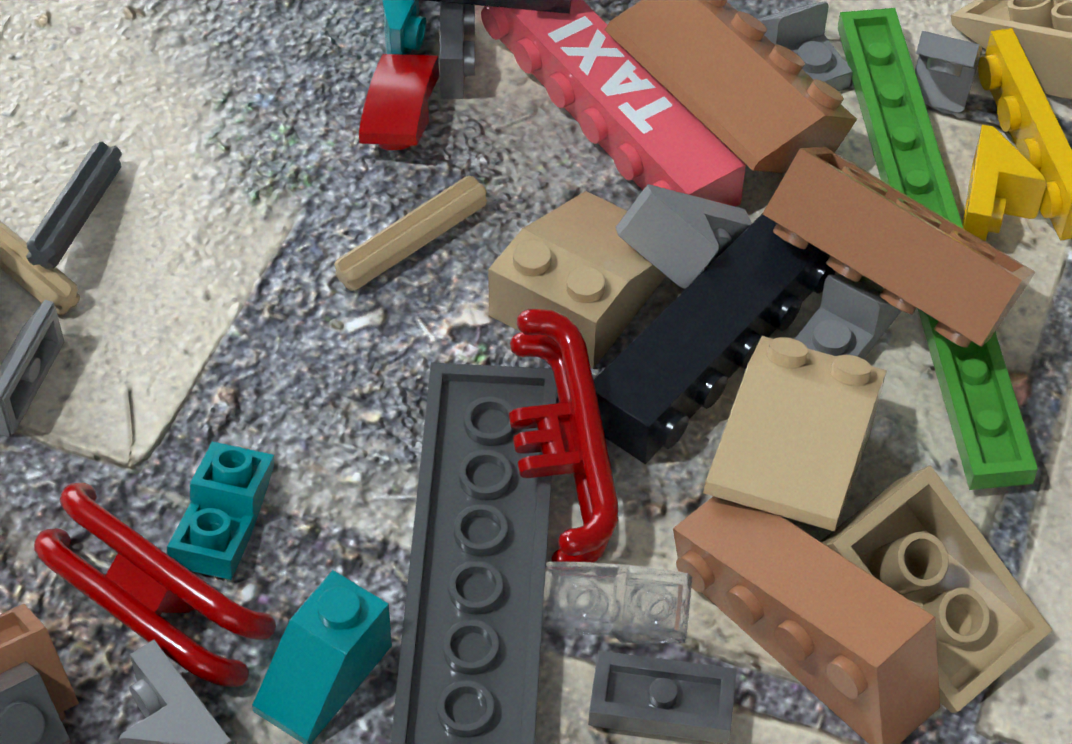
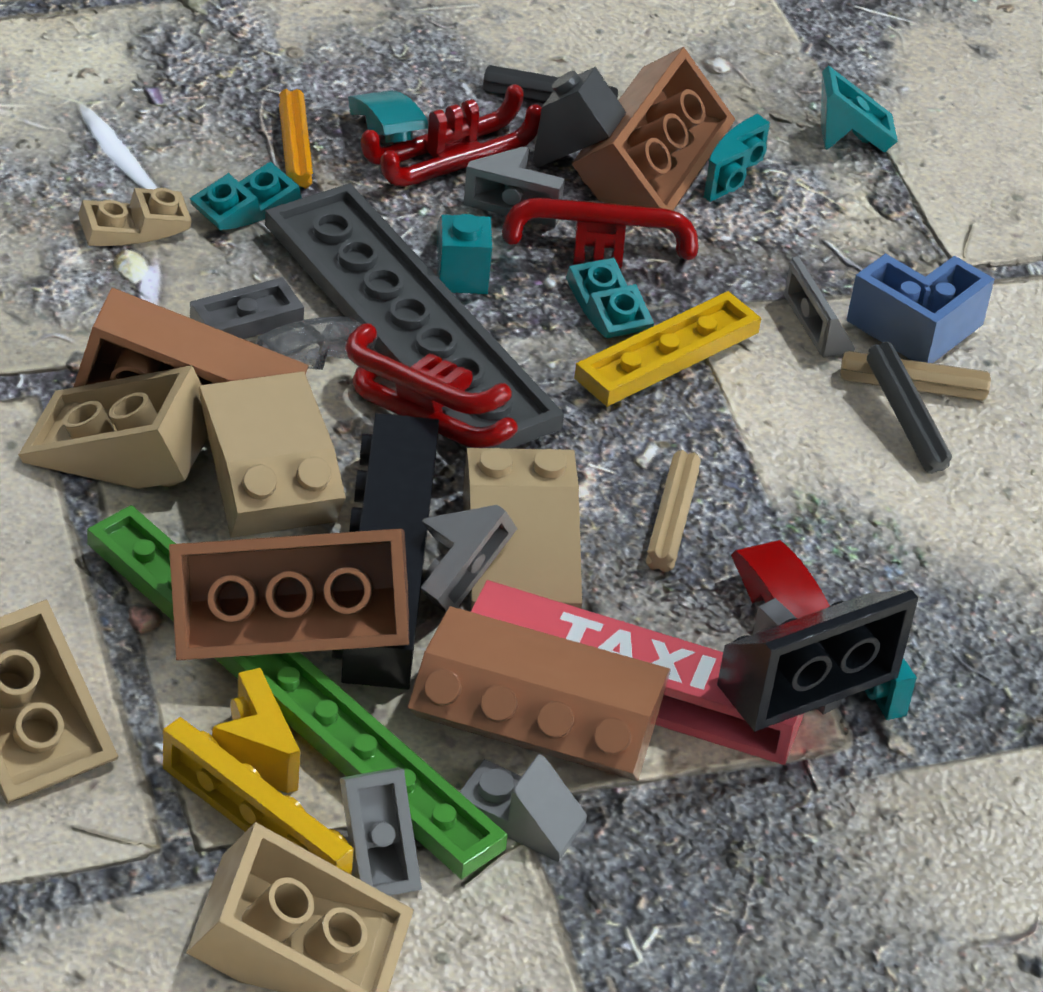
camera: 140 degrees right, 10 degrees down
(229, 402) = (667, 348): none -> yellow plate

